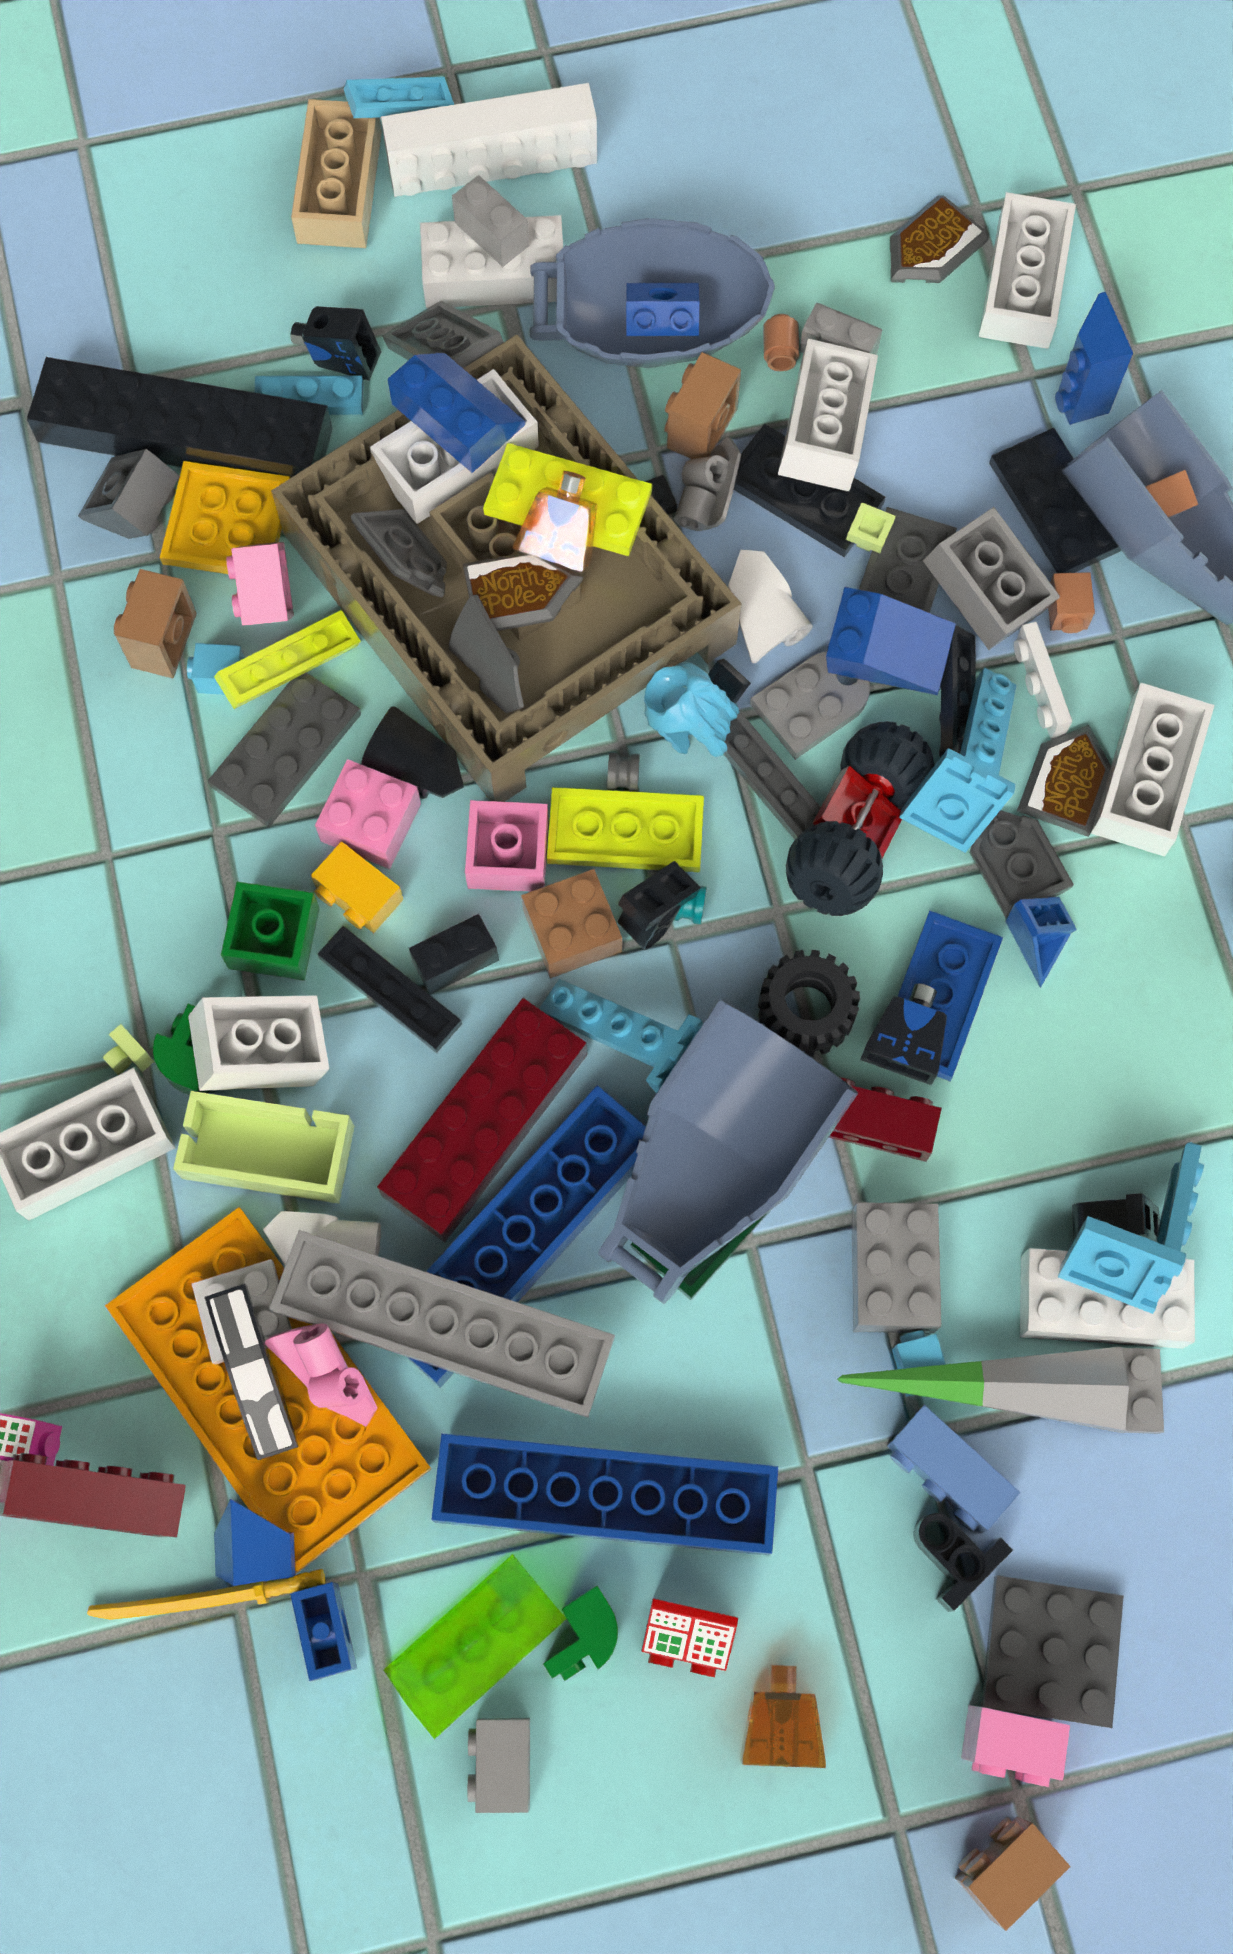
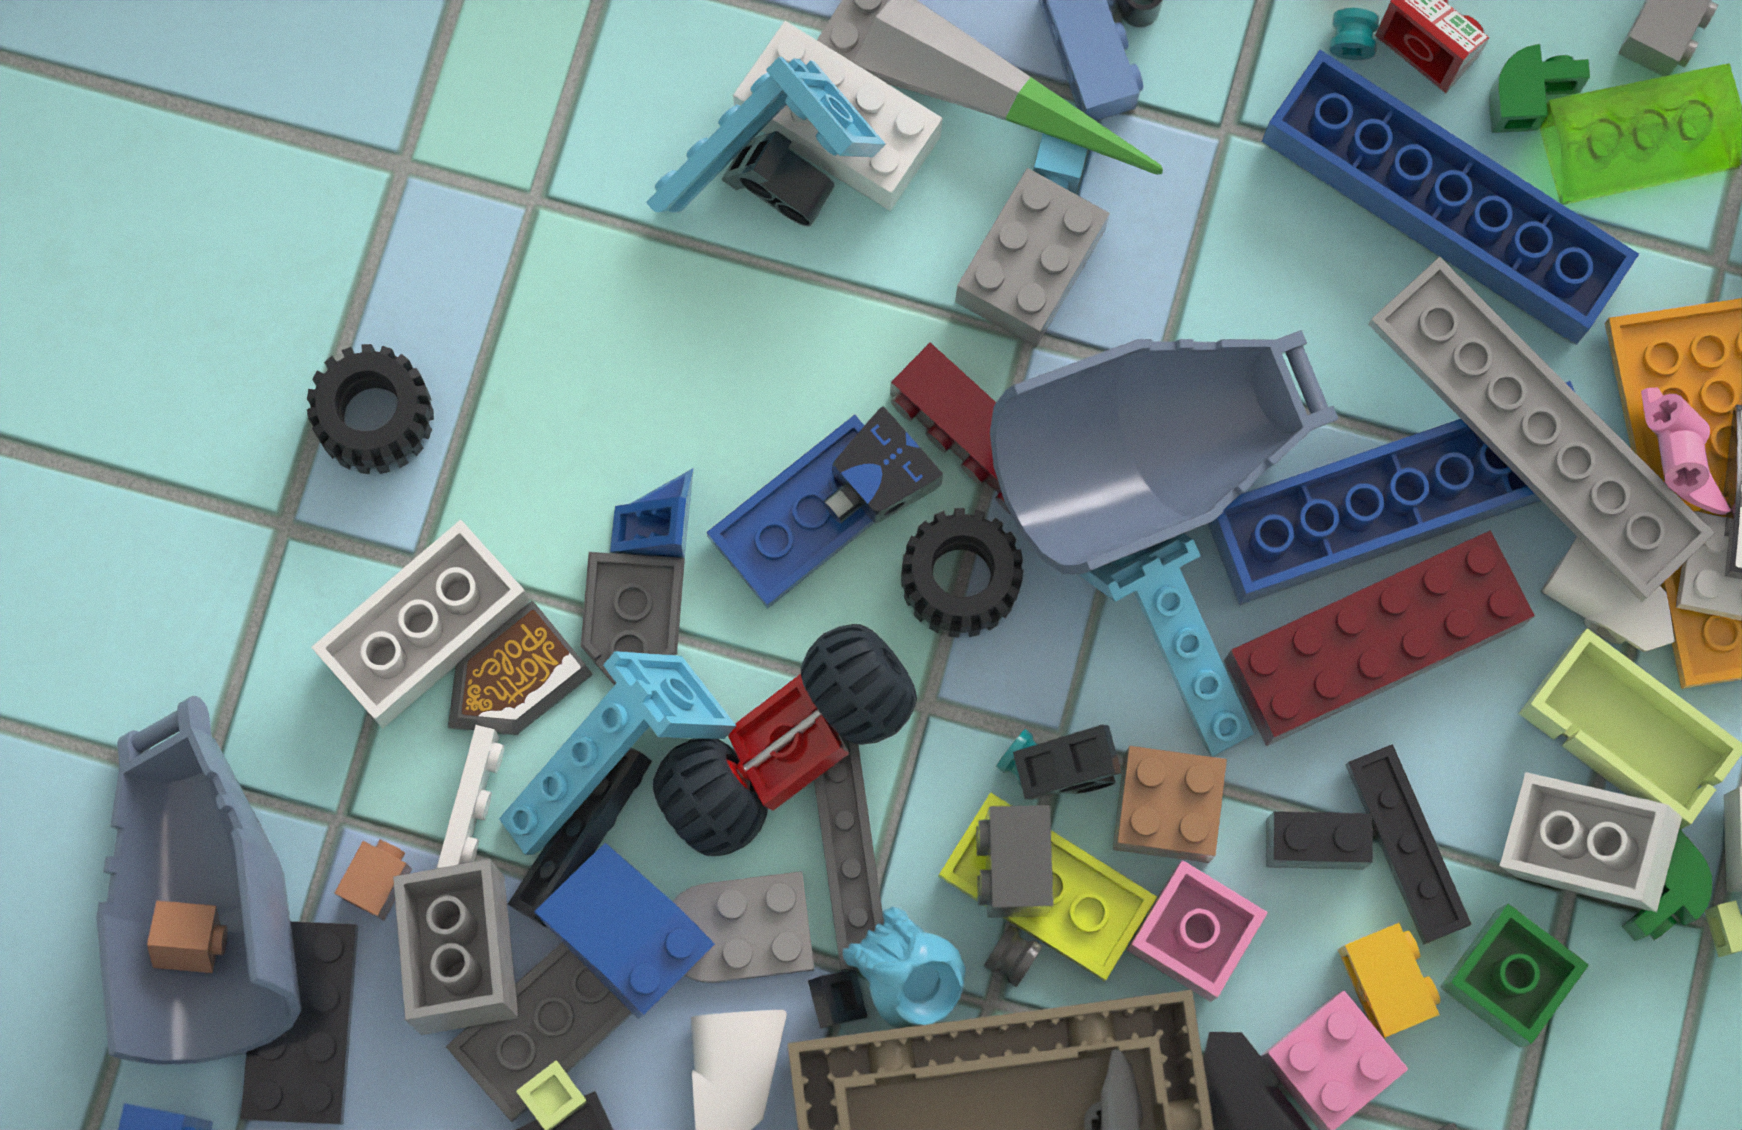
camera: 155 degrees left, 5 degrees up
(656, 810) = (1017, 861): none -> dark grey brick
(751, 1601) = (1354, 34): none -> teal wheel

